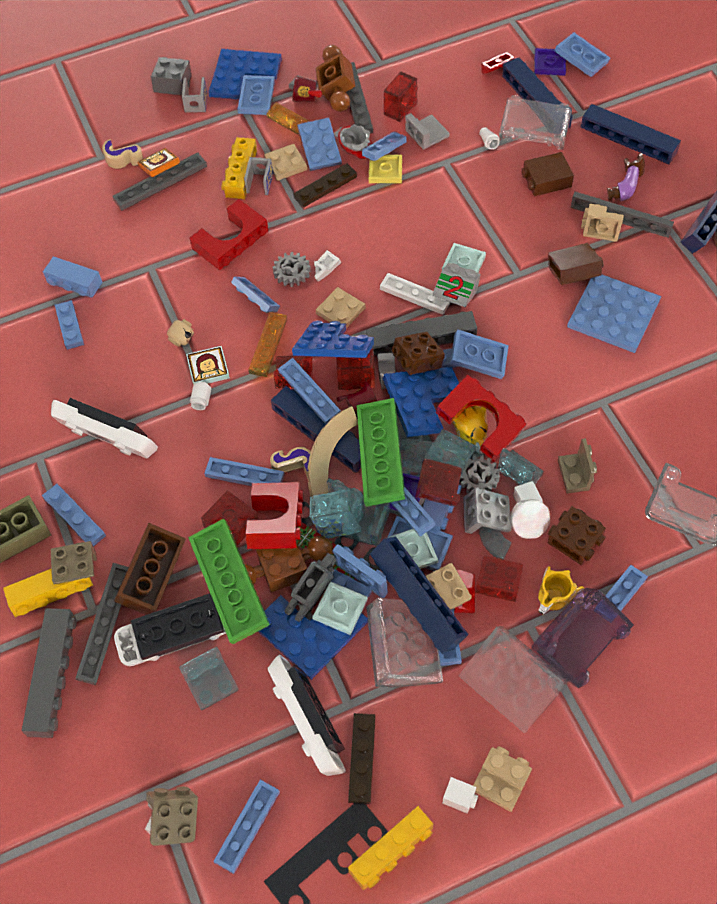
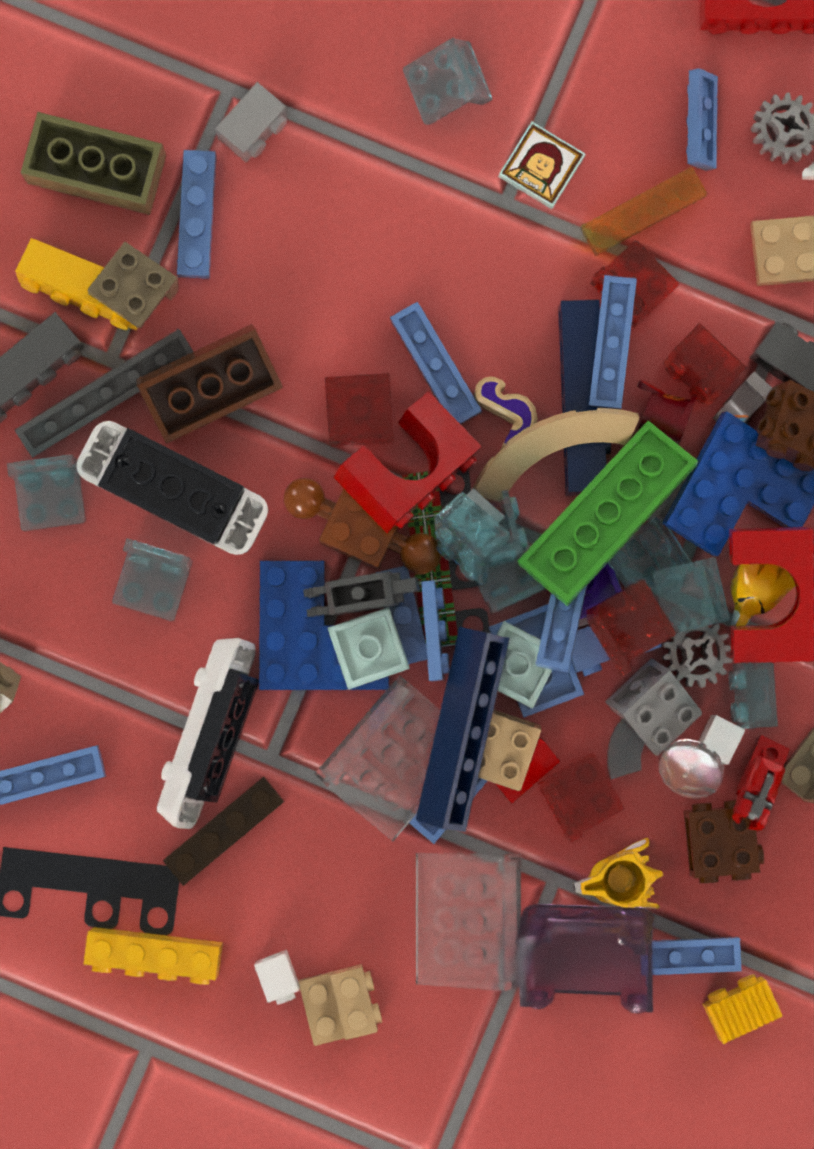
camera: 35 degrees right, 25 degrees up
(63, 457) = (252, 123): none -> light grey brick
(103, 426) = (332, 131): piece -> none
(118, 690) = (48, 492): none -> clear light blue bracket
(132, 371) = (446, 80): none -> clear light blue bracket
(180, 332) = (554, 82): tan head -> none
(200, 395) = (490, 202): white brick -> none
(228, 581) = (275, 492): bright green plate -> none
(330, 341) = (697, 296): blue plate -> none
(563, 494) = (760, 782): none -> red plate
(667, 592) = (741, 1008): none -> yellow brick

